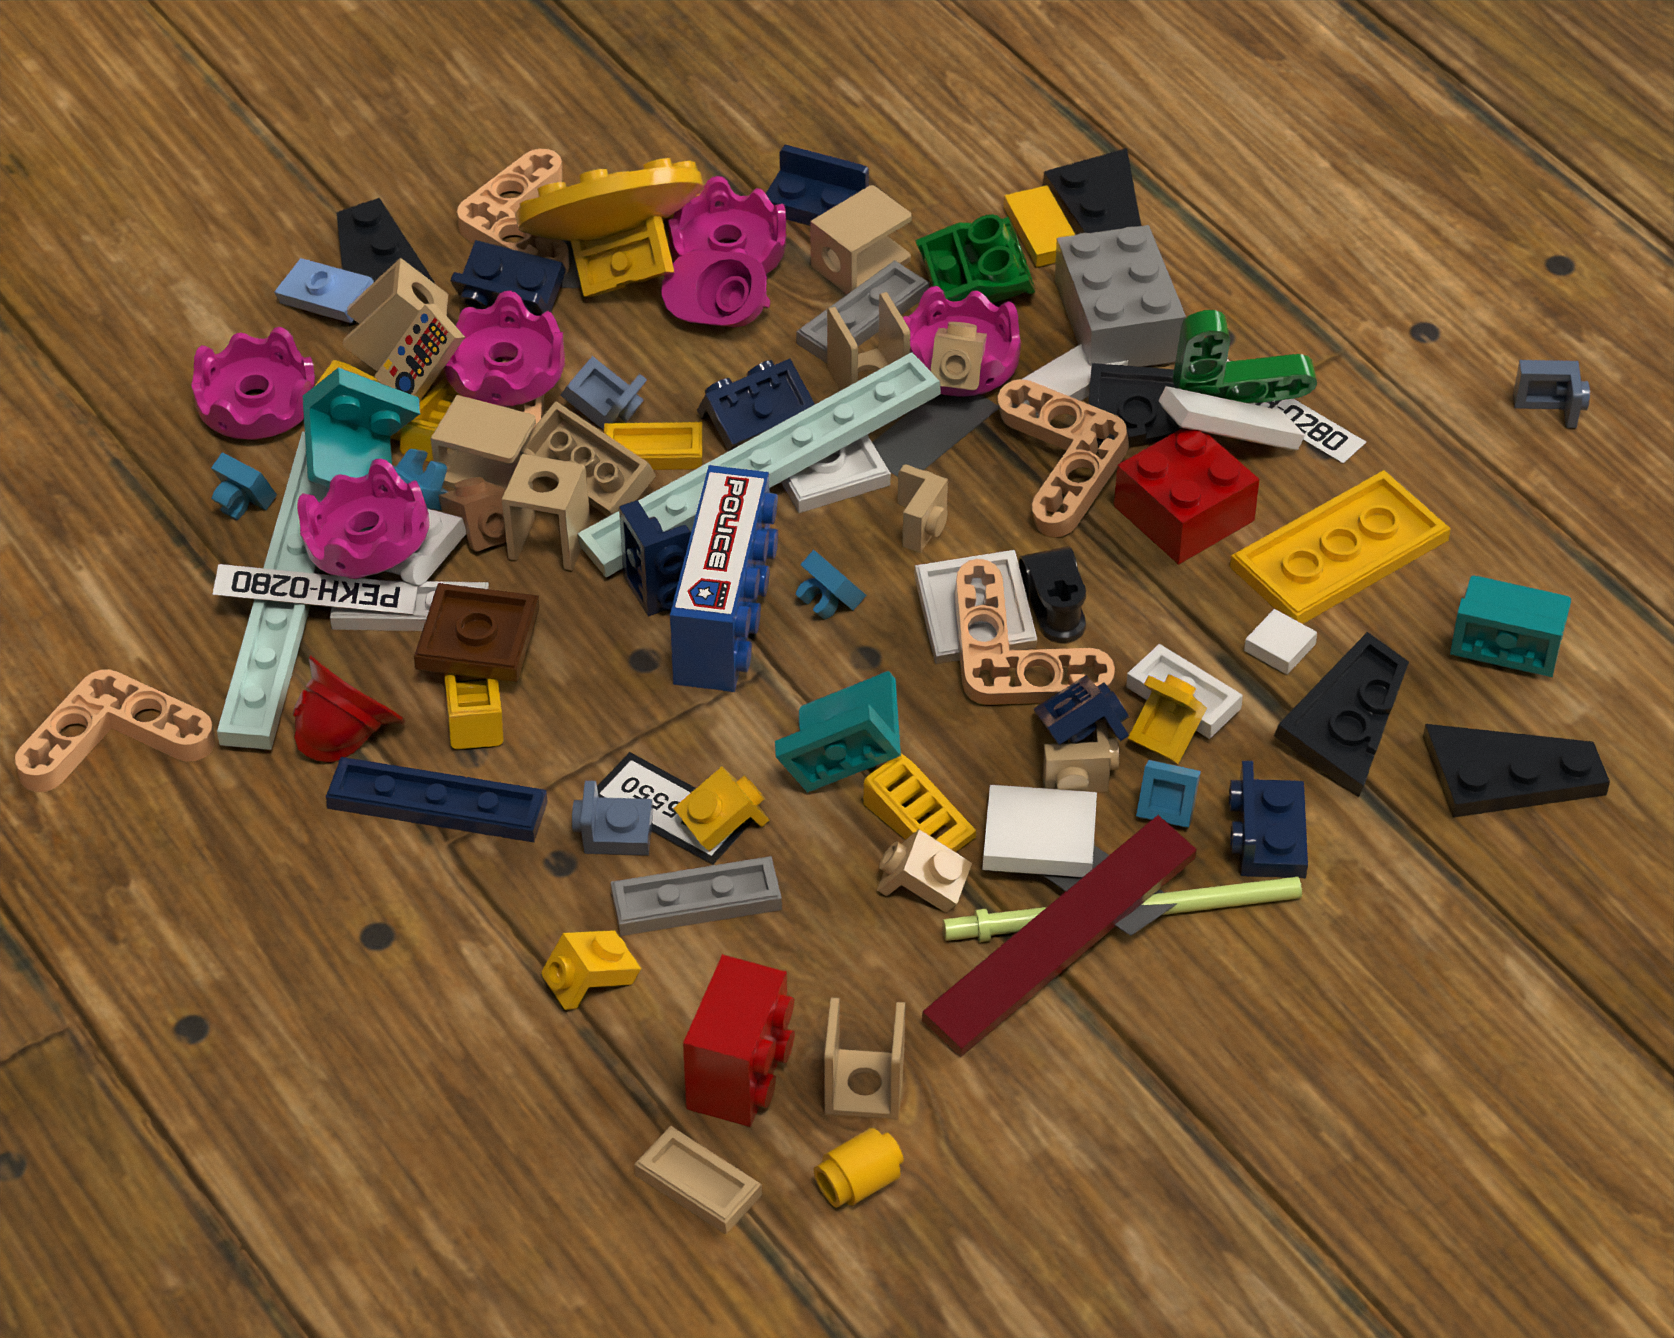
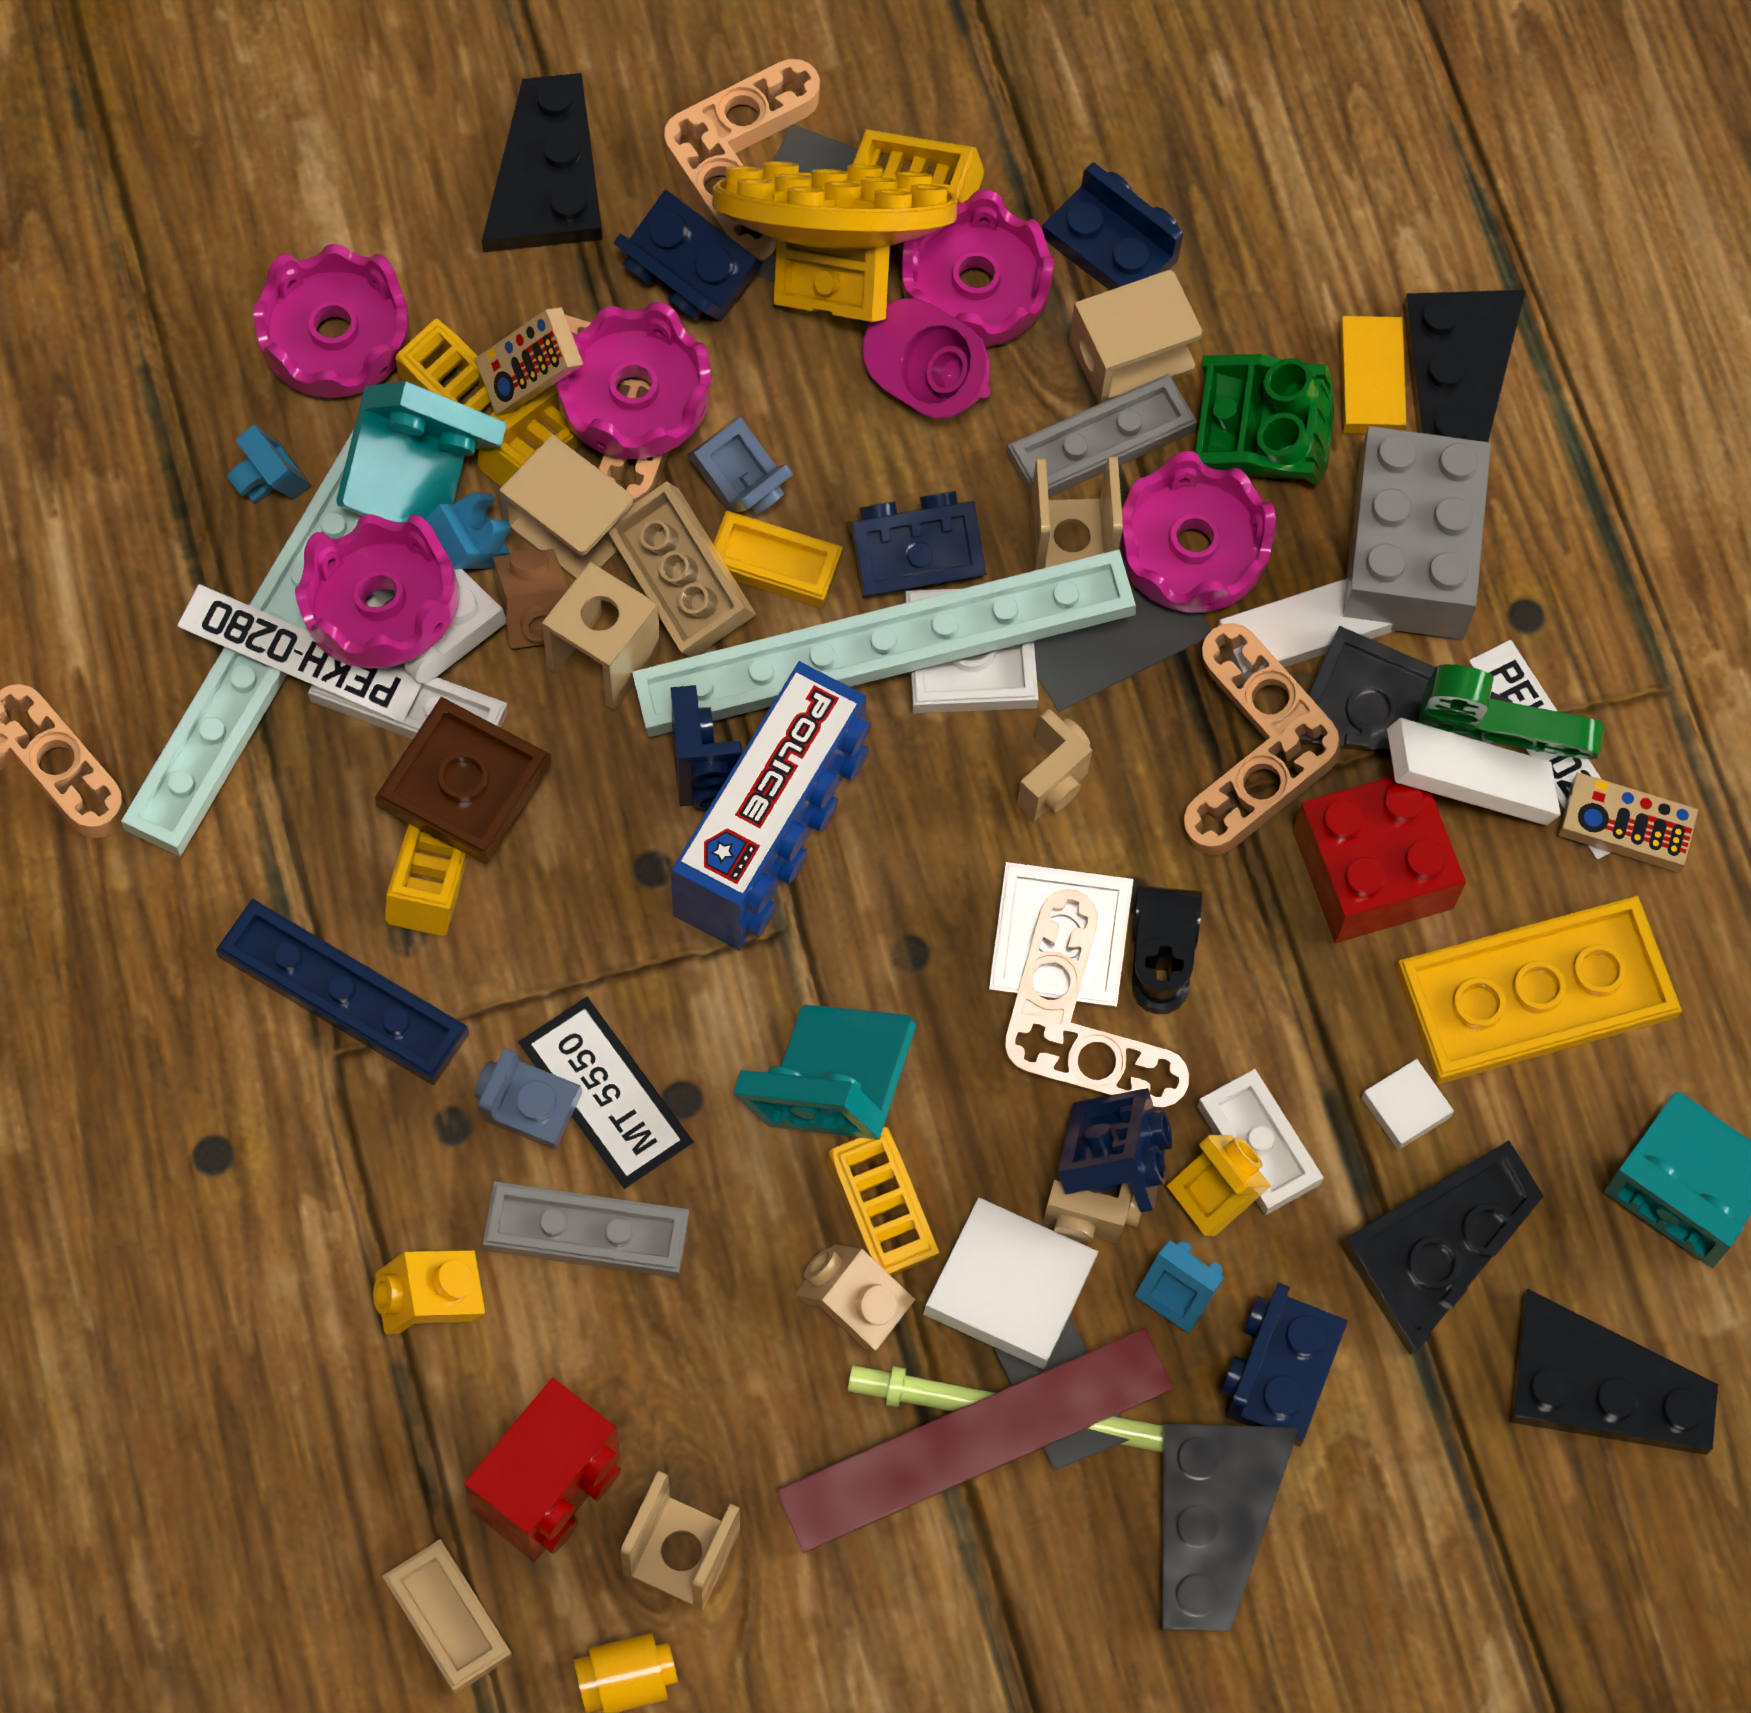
camera: 15 degrees right, 20 degrees up
(322, 289) = (466, 200): light blue plate -> none
(335, 717) = (268, 841): red piece -> none
(388, 310) = (530, 272): tan piece -> none
(720, 807) = (656, 1124): yellow bracket -> none
(829, 583) = (905, 842): dark azure tile -> none
(958, 355) = (1177, 565): tan bracket -> none
(1265, 931) = (1213, 1517): none -> black wing
(1354, 431) = (1628, 822): none -> tan tile

